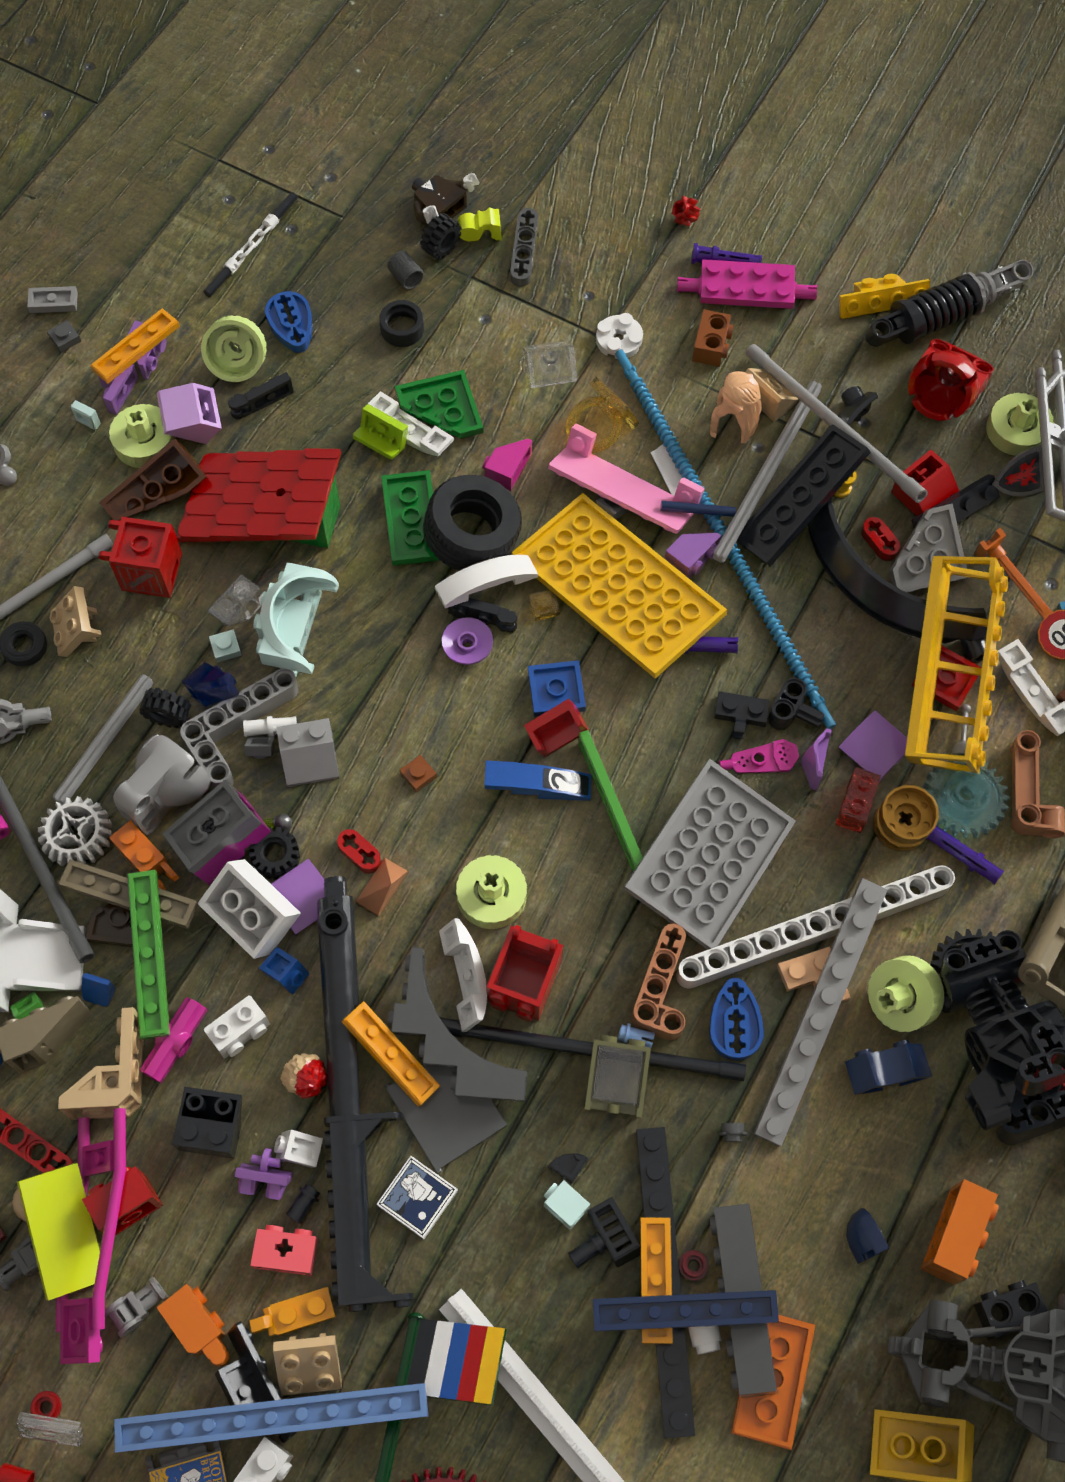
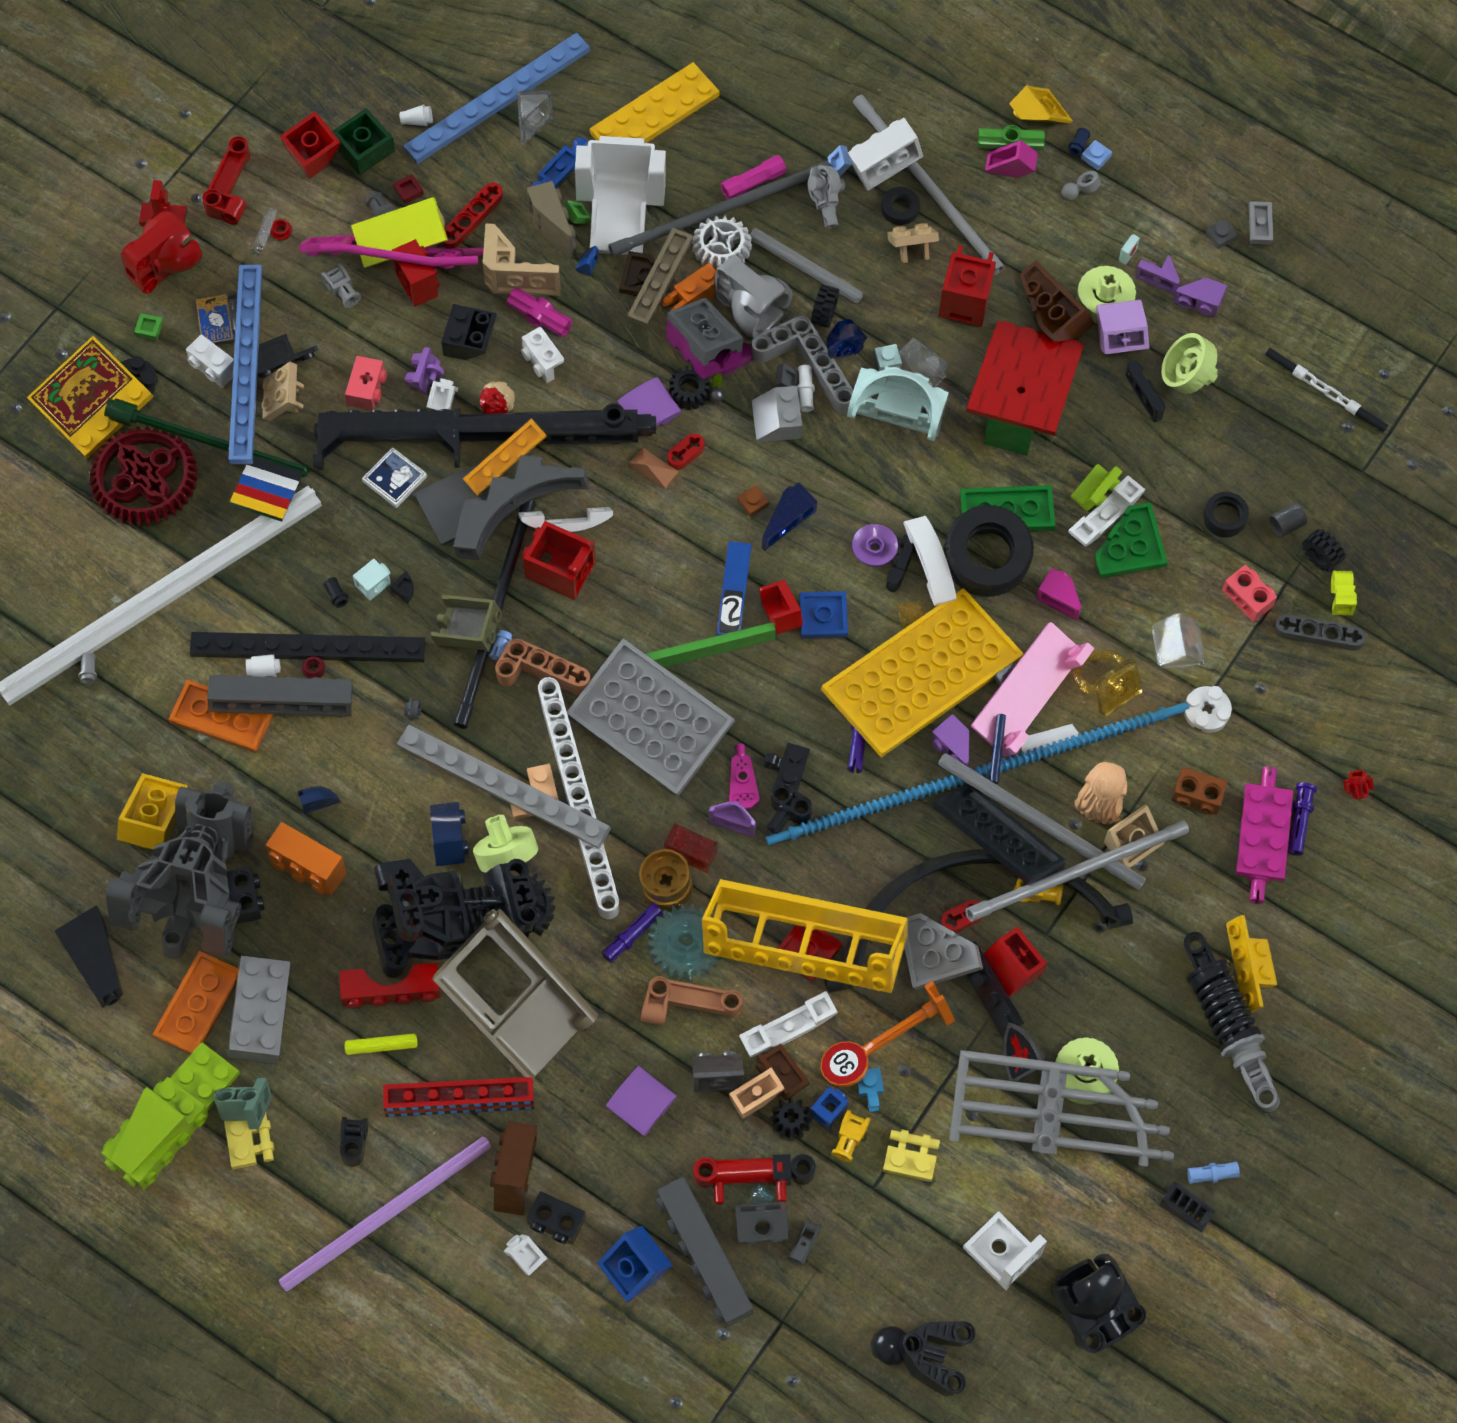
camera: 95 degrees right, 0 degrees up
(134, 346) = (1196, 283): light orange tile -> none
(148, 955) = (606, 289): bright green tile -> none
(195, 1325) = (321, 323): orange hinge -> none
(249, 908) = (637, 362): white brick -> none
(284, 970) = (587, 390): blue bracket -> none
(295, 1313) = (320, 388): light orange hinge -> none
(301, 317) = (1233, 408): blue piece -> none
(303, 1203) = (404, 400): black pin -> none
(434, 732) = (793, 508): none -> clear blue slope
(441, 196) = (1373, 554): dark brown torso -> none
(488, 872) = (634, 537): yellowish green piece -> none
(490, 301) = (1244, 595): none -> coral brick
(626, 1254) = (349, 620): black slope -> none
(656, 1270) = (303, 631): light orange plate -> none
(685, 1311) = (274, 642): dark blue plate -> none
(751, 1025) = (500, 737): blue piece -> none
(875, 745) = (745, 868): medium lavender slope -> none
(947, 381) = (1137, 1002): red piece -> none

